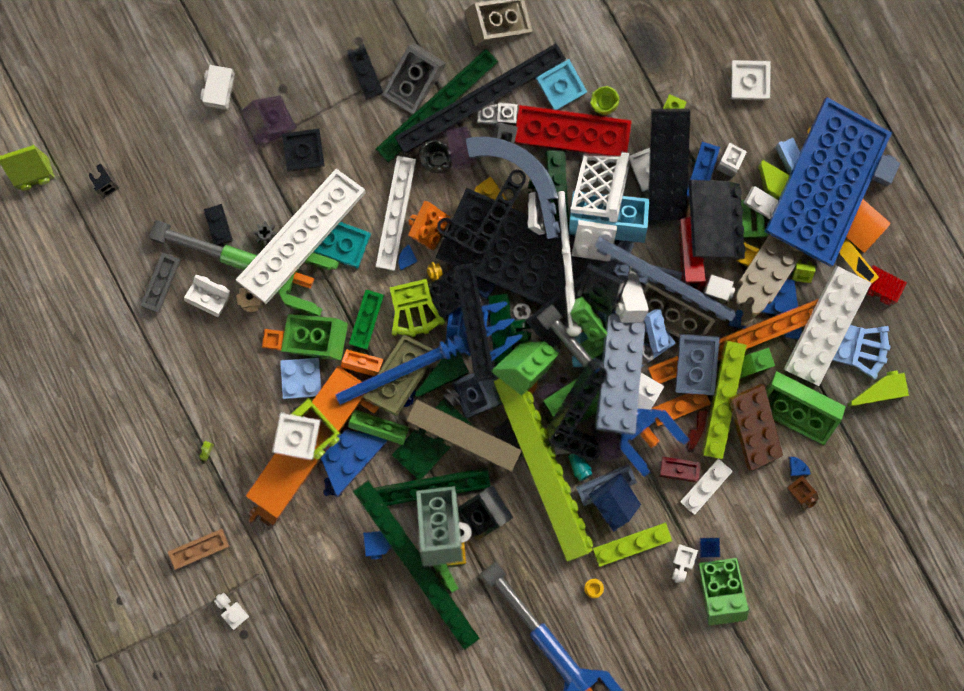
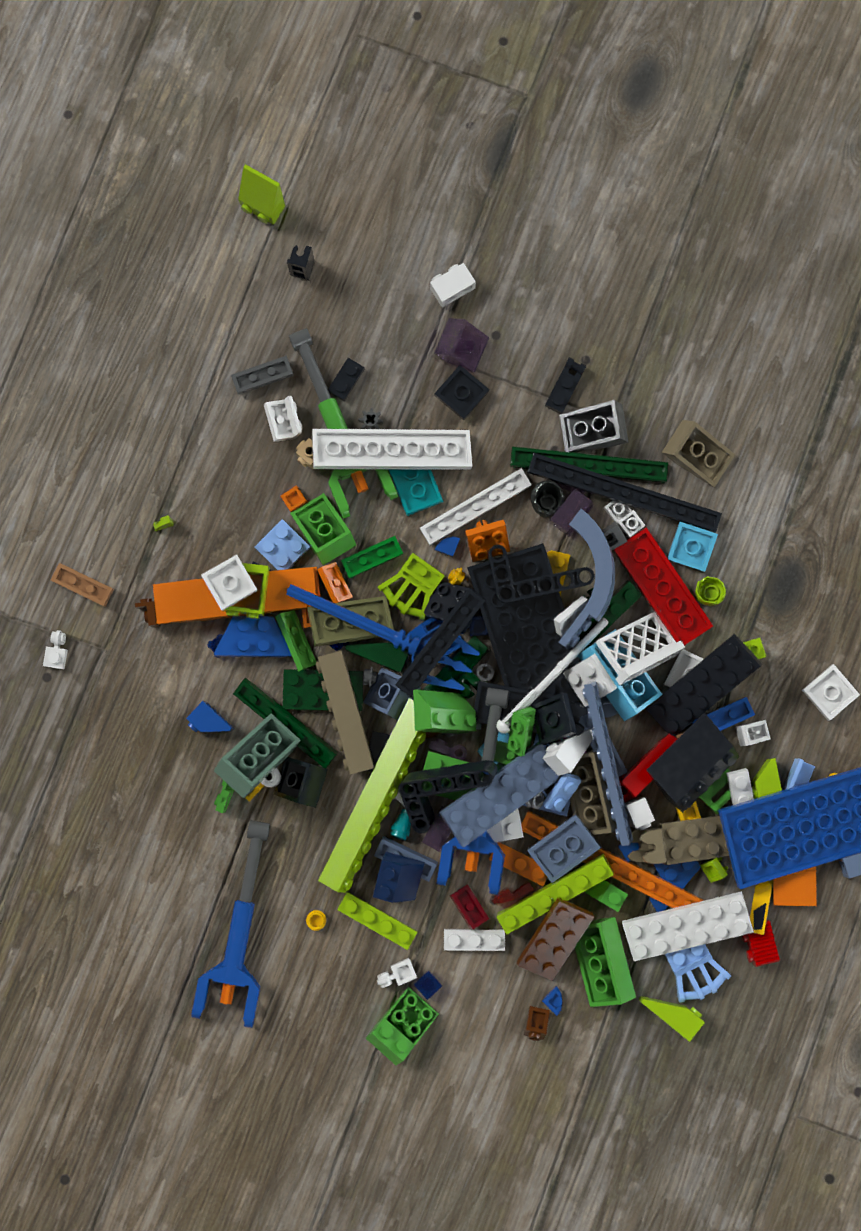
camera: 50 degrees right, 0 degrees up
(413, 562) = (215, 750): dark green plate -> none

